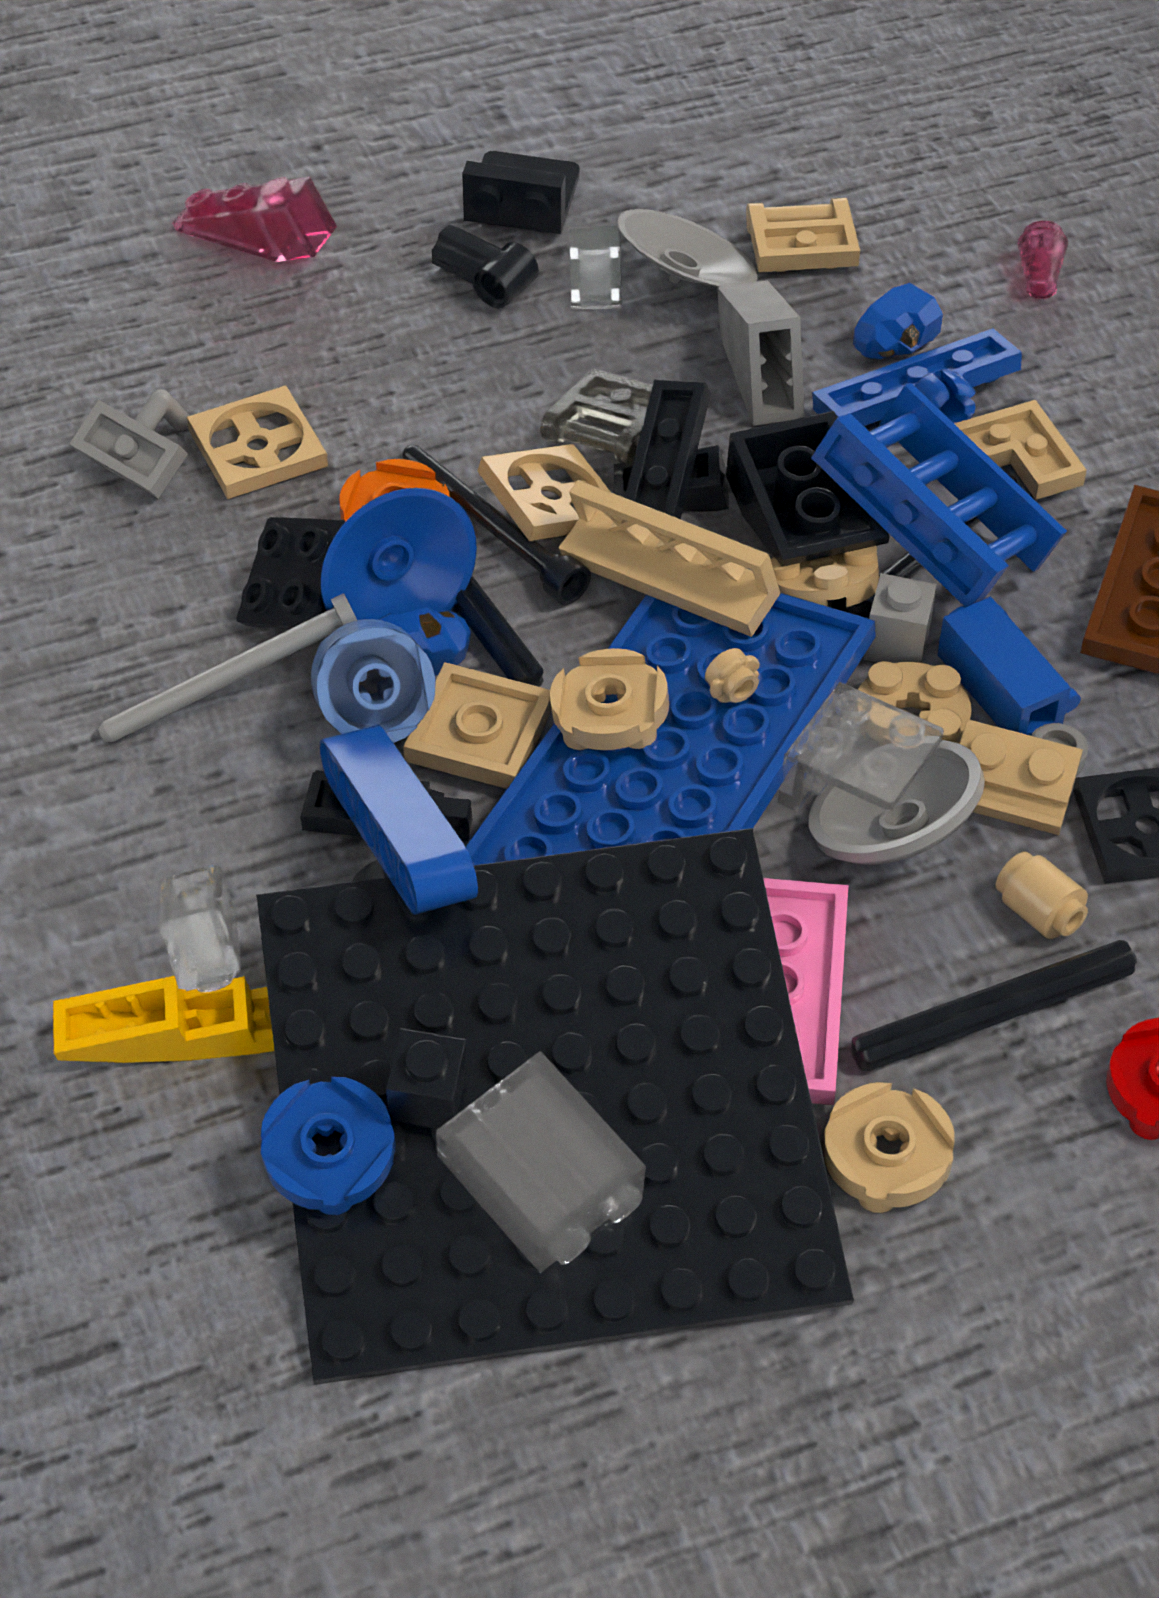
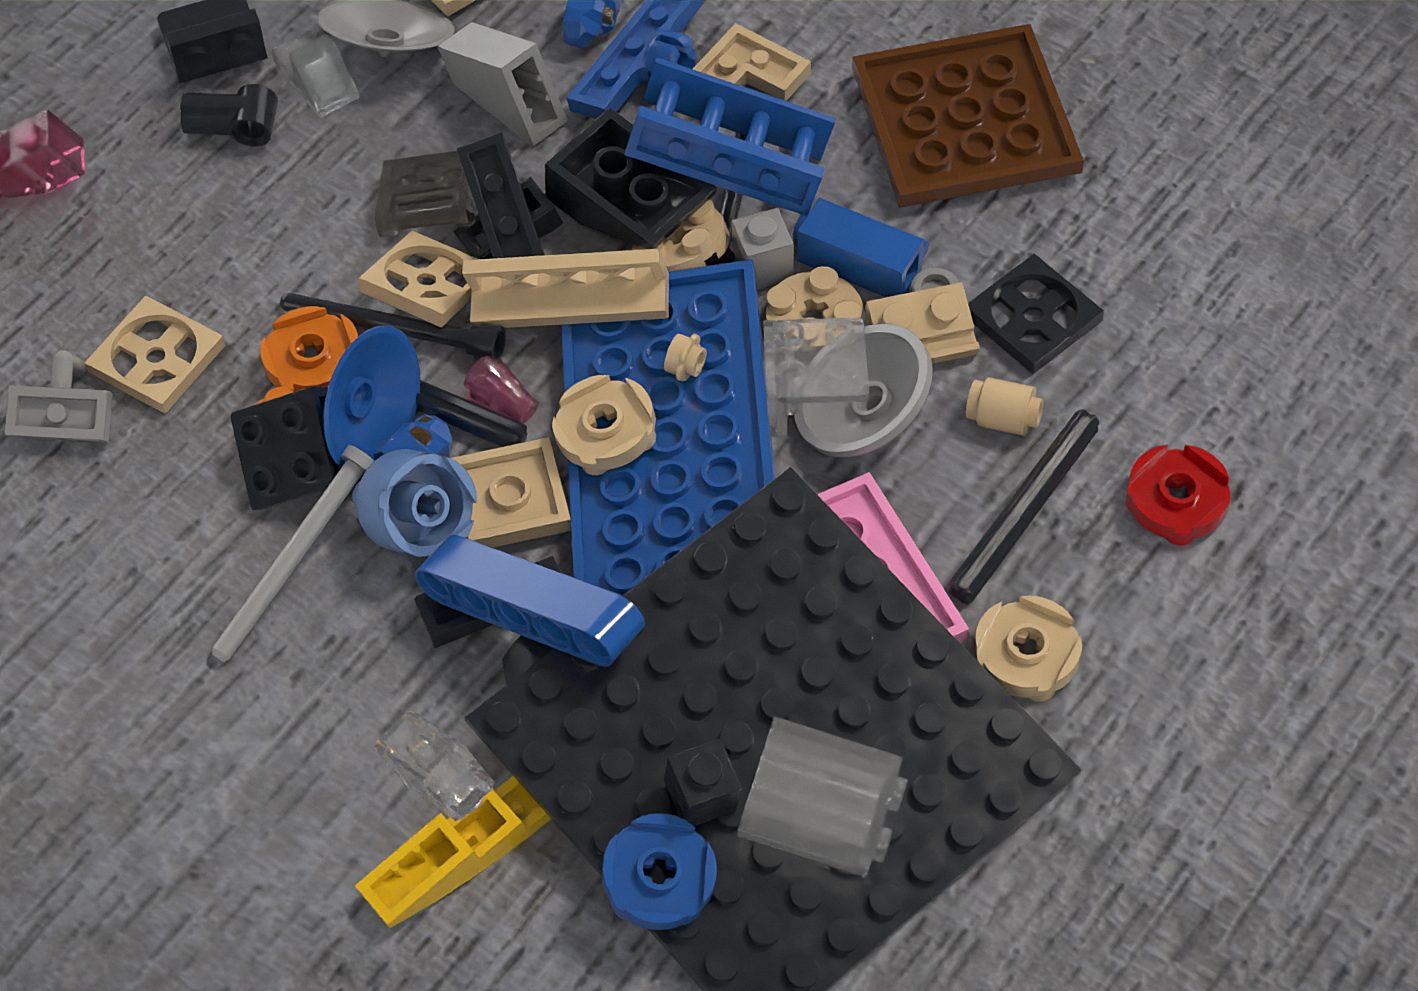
camera: 30 degrees left, 5 degrees up
(542, 623) = (499, 389): none -> clear pink cone

